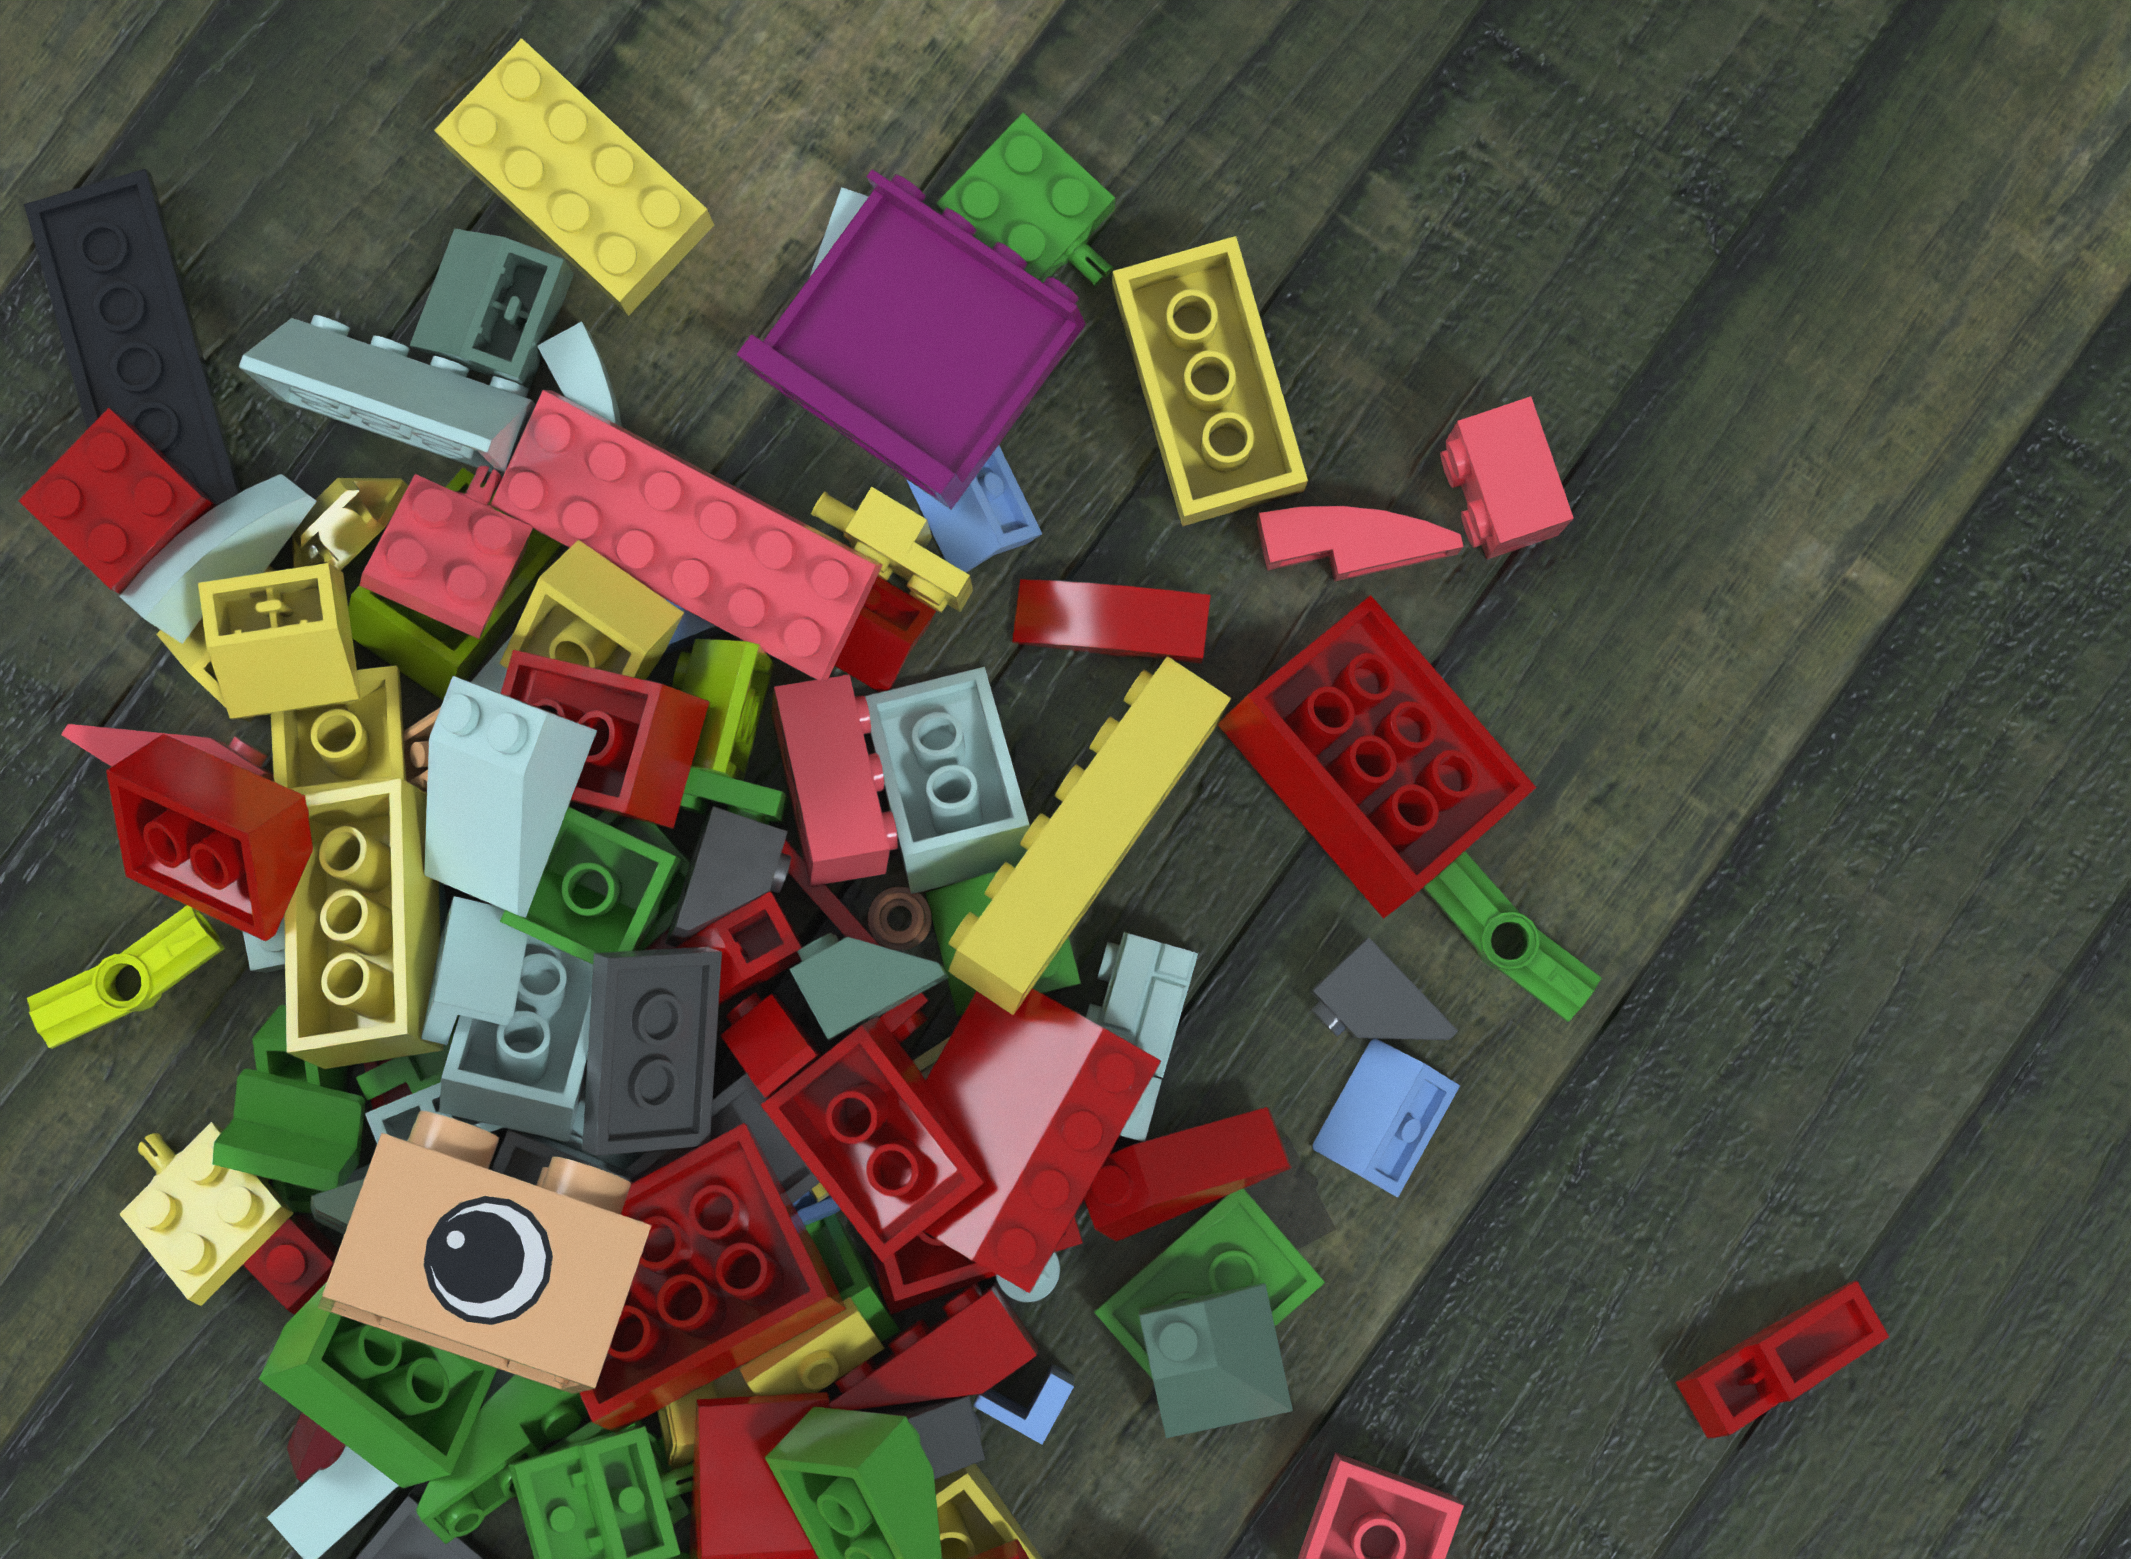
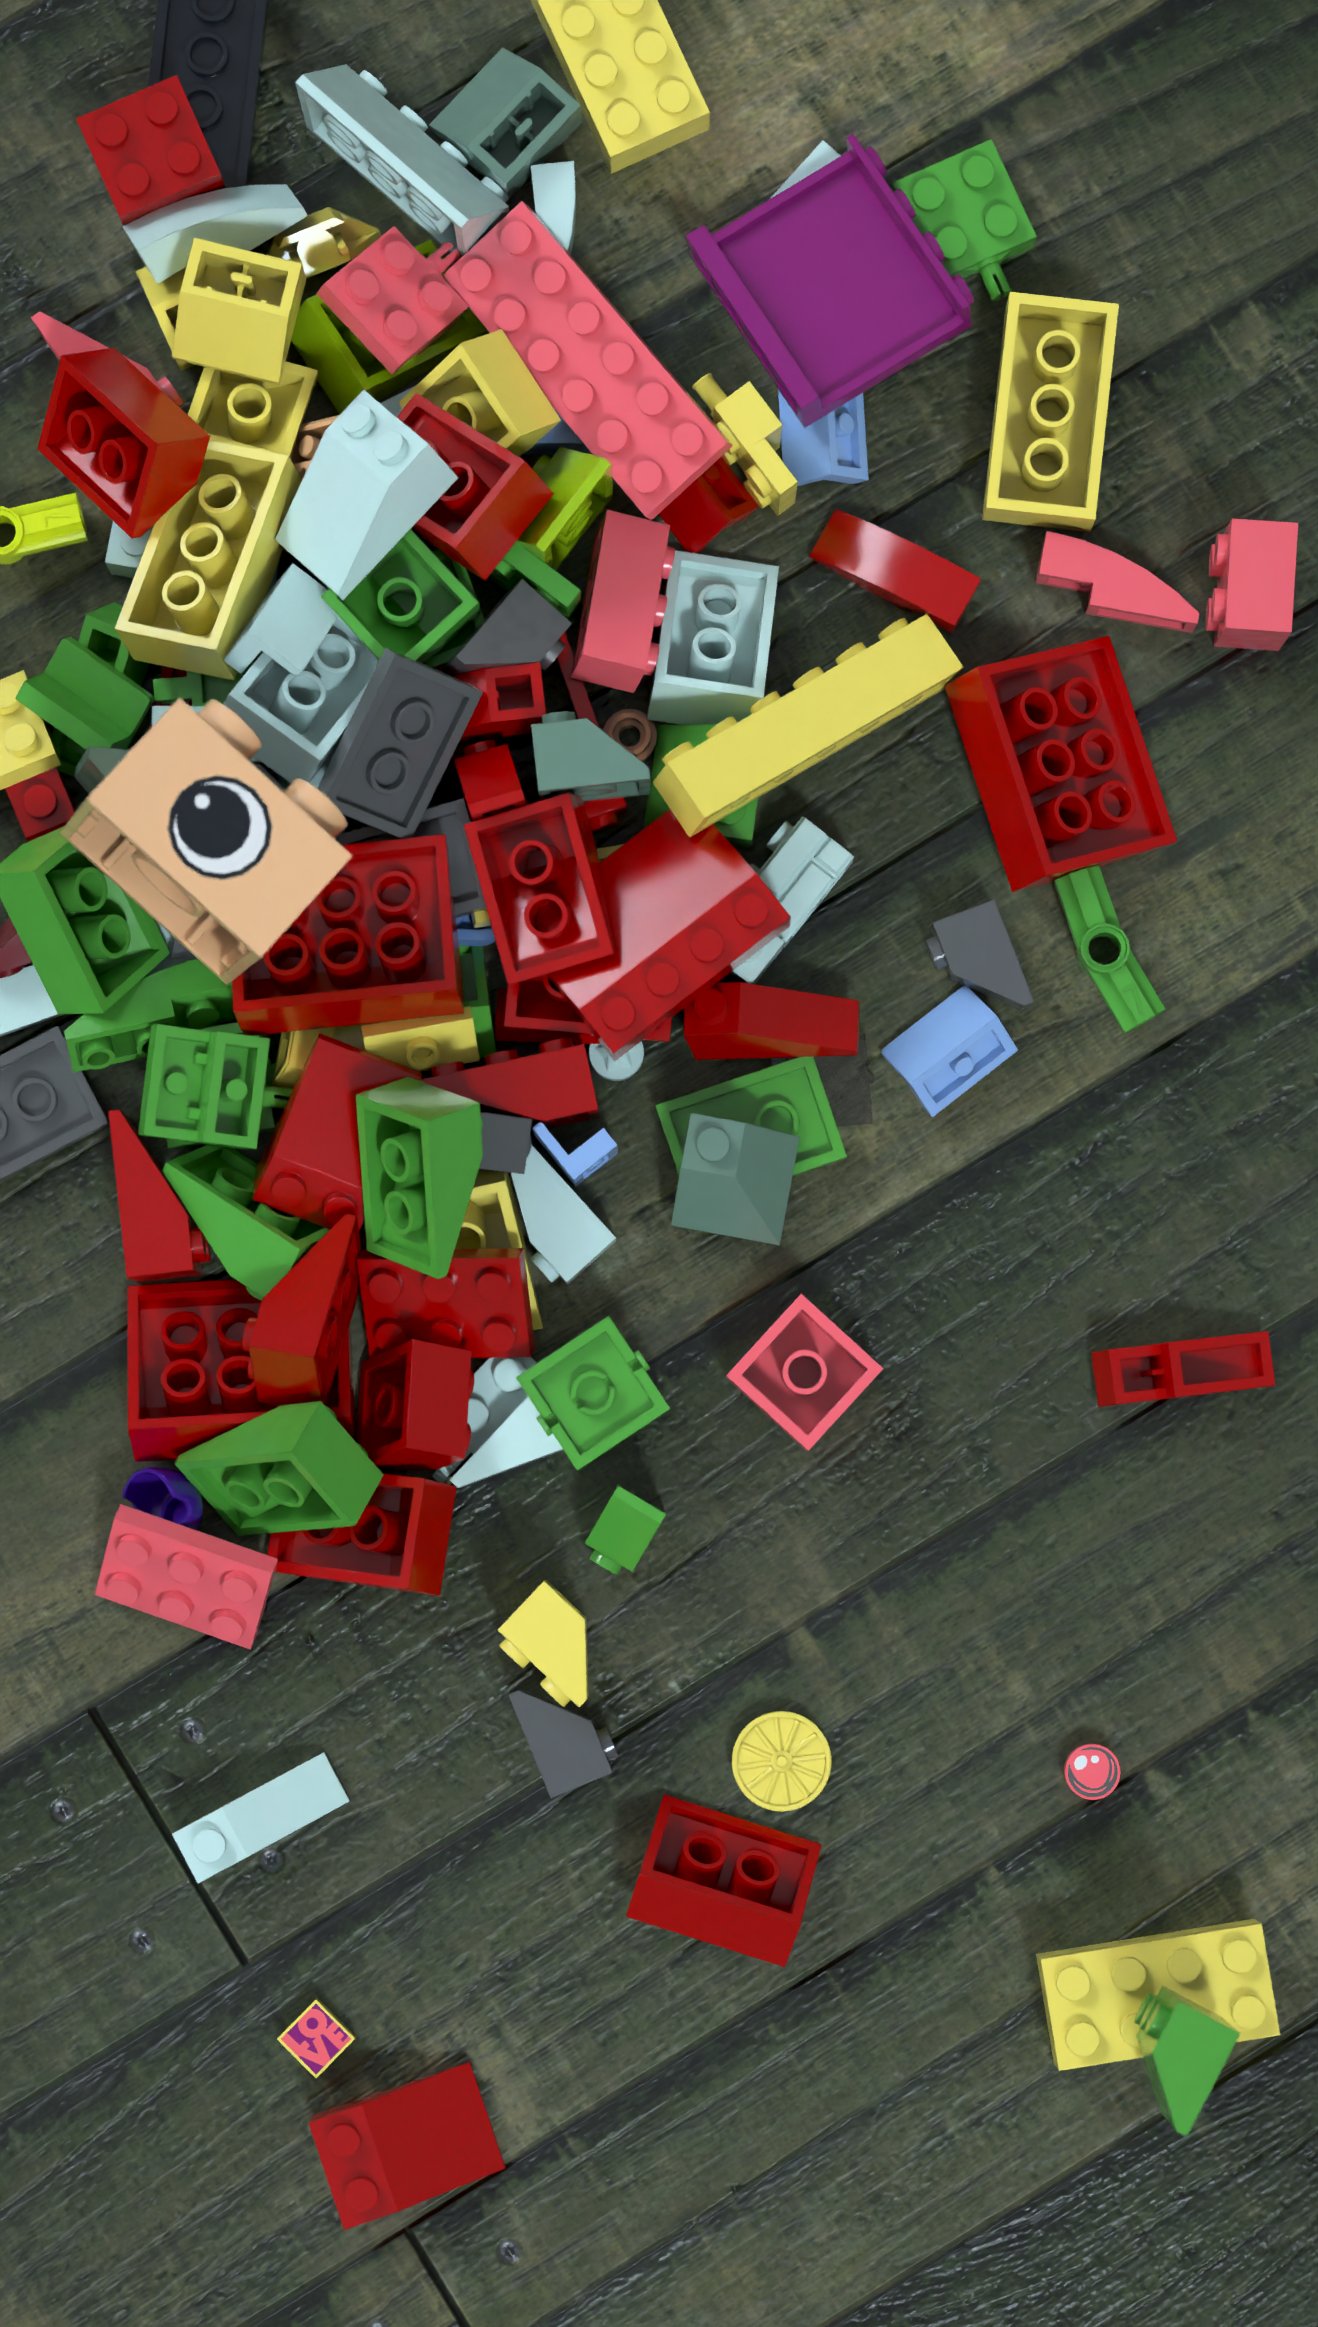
camera: 20 degrees right, 0 degrees up
(1042, 1484) = (558, 1222): none -> light aqua slope

